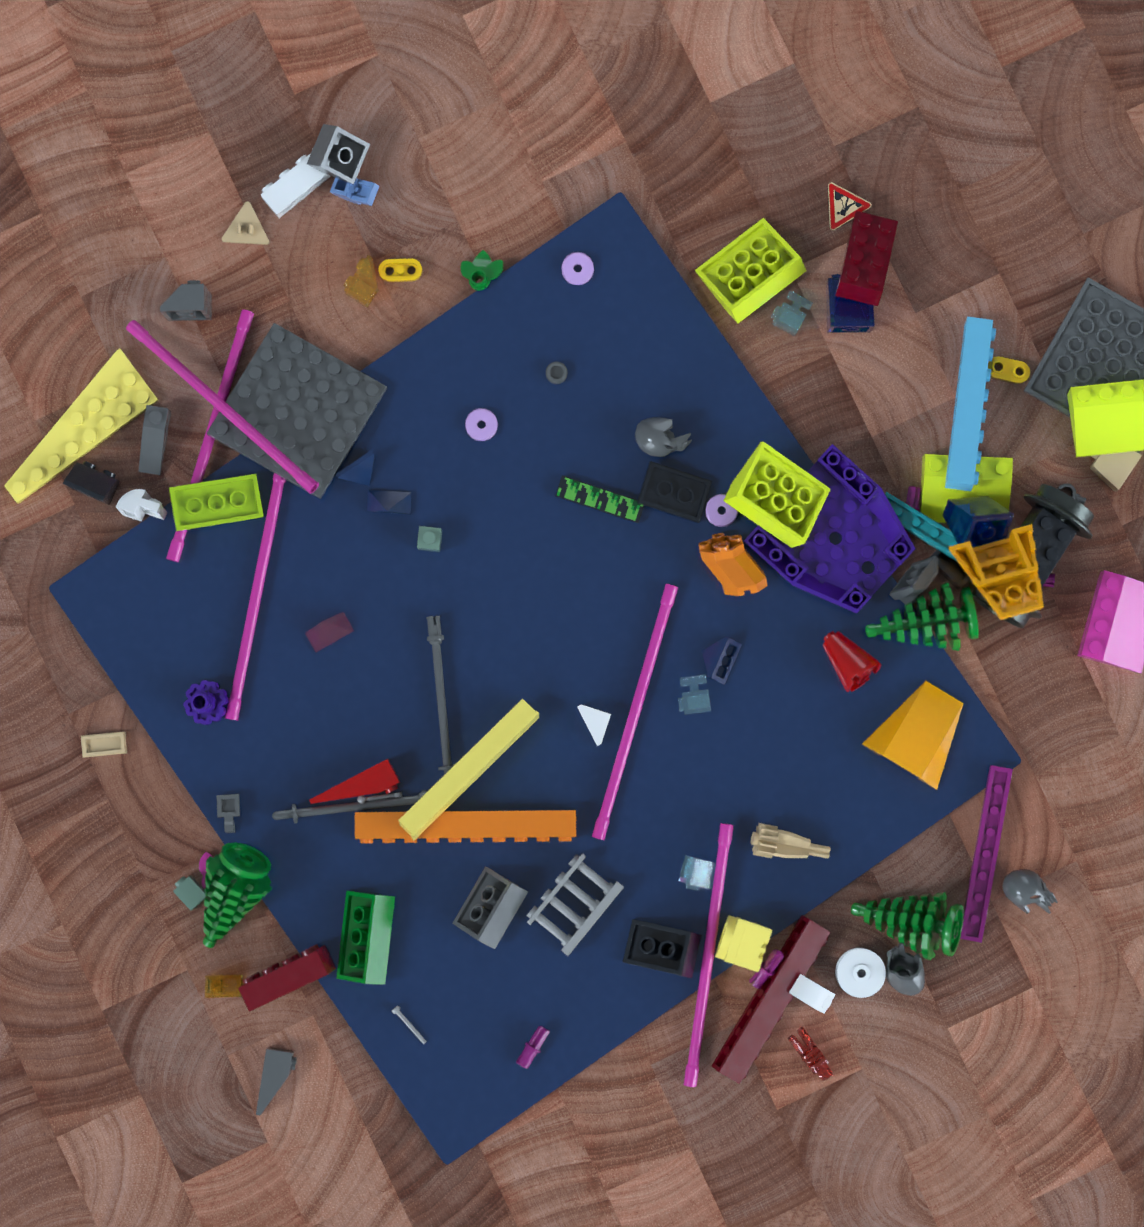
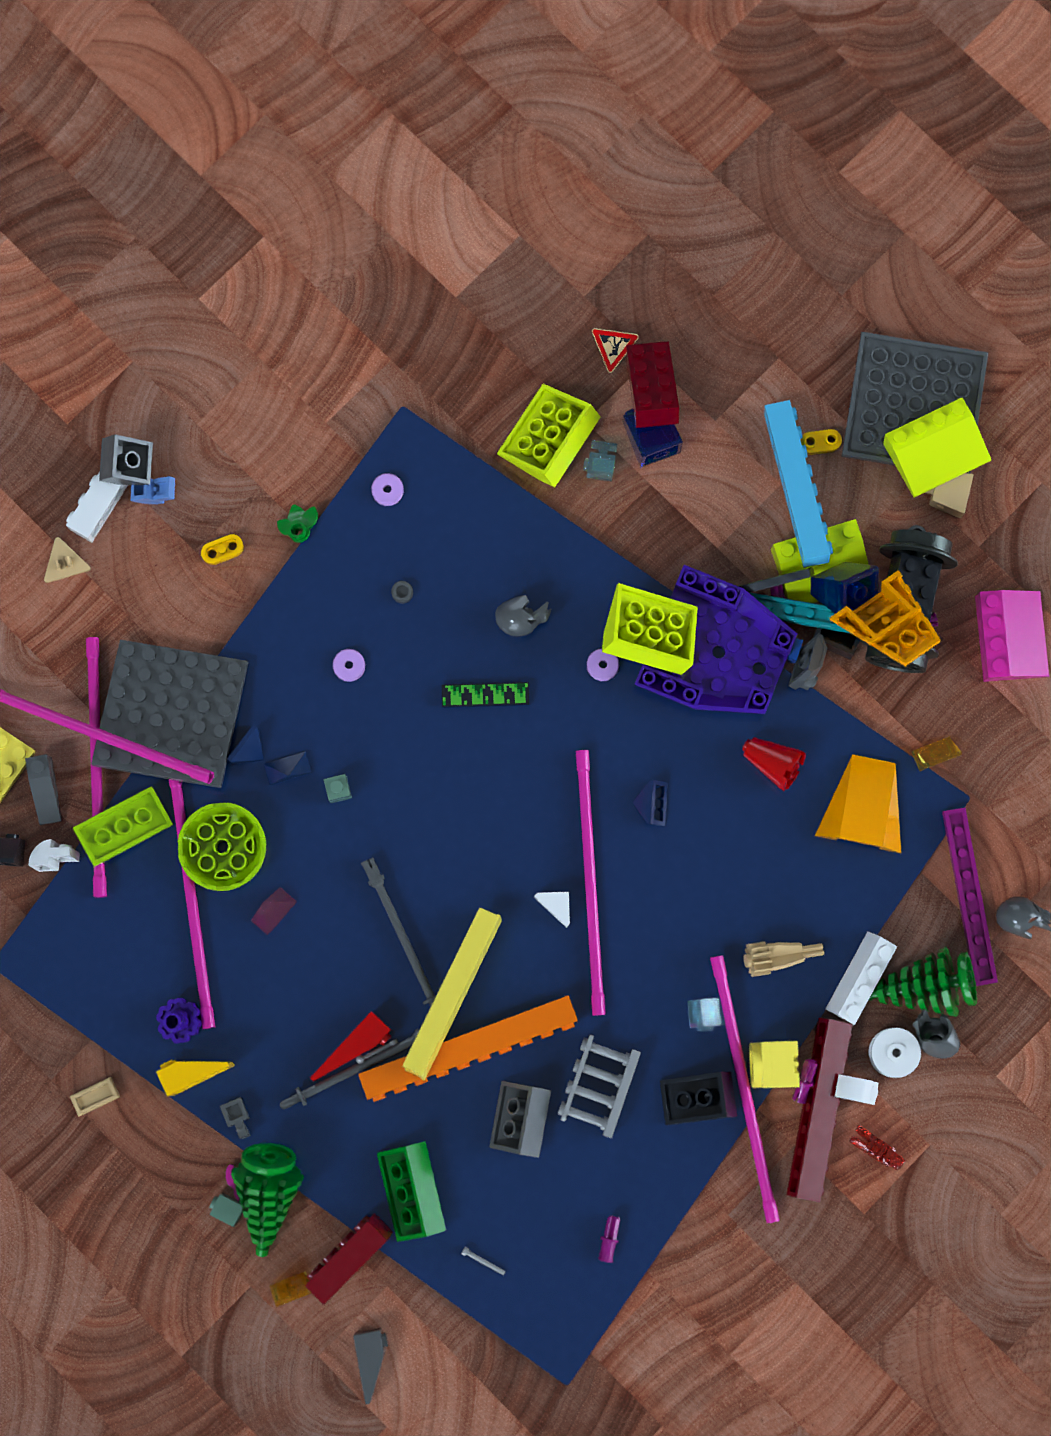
camera: 20 degrees left, 5 degrees down
(188, 303) = (32, 649): dark grey slope -> none
(192, 754) = (183, 1075): none -> yellow slope
(286, 538) = (200, 840): none -> lime brick
(363, 284) = (192, 575): clear yellow slope -> none
(674, 492) = (552, 663): black tile -> none
(696, 700) = (643, 850): clear light blue brick -> none
(732, 564) = (631, 710): orange brick -> none
(855, 892) = (861, 977): none -> white brick
(905, 566) = (792, 657): none -> blue tile
(916, 490) = (778, 580): none -> black tile
(938, 617) = (841, 691): green plant -> none
(1005, 708) = (936, 753): none -> clear yellow slope

